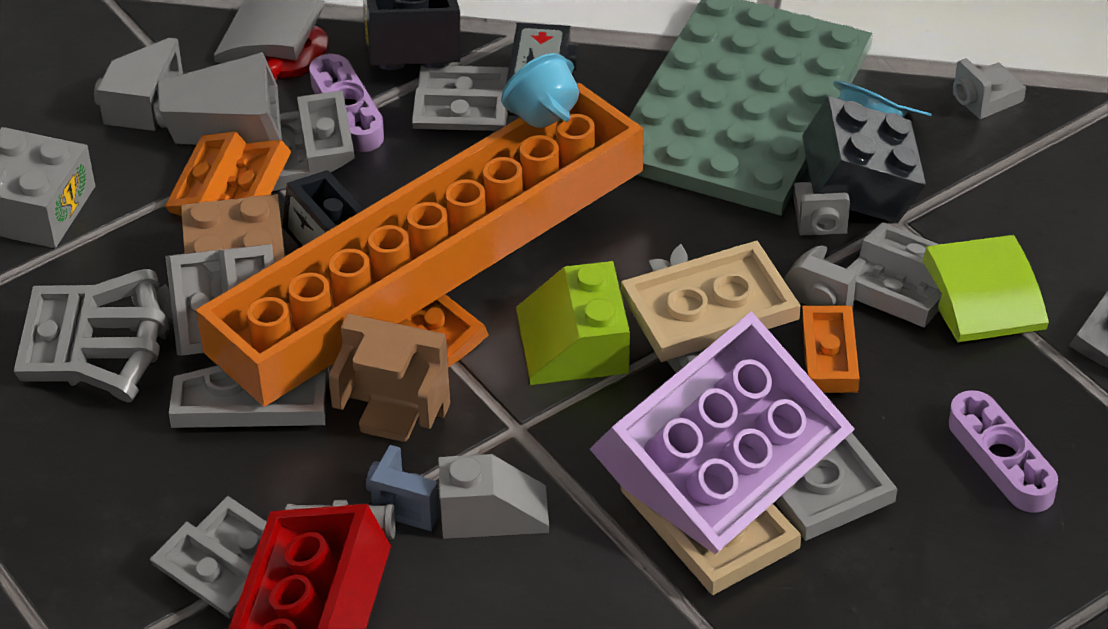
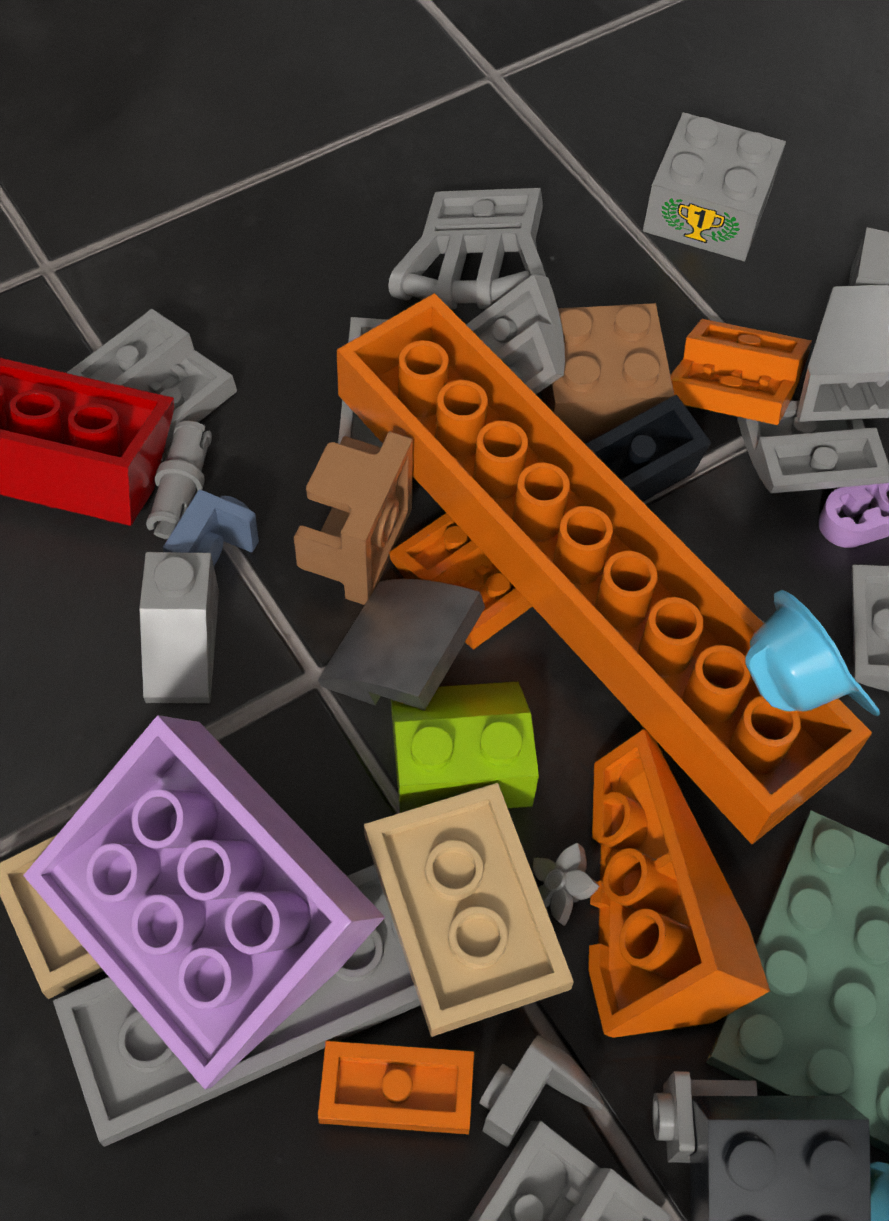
camera: 90 degrees right, 15 degrees up
(499, 358) = (403, 642): none -> flat silver slope
(699, 213) = (668, 923): none -> orange wedge

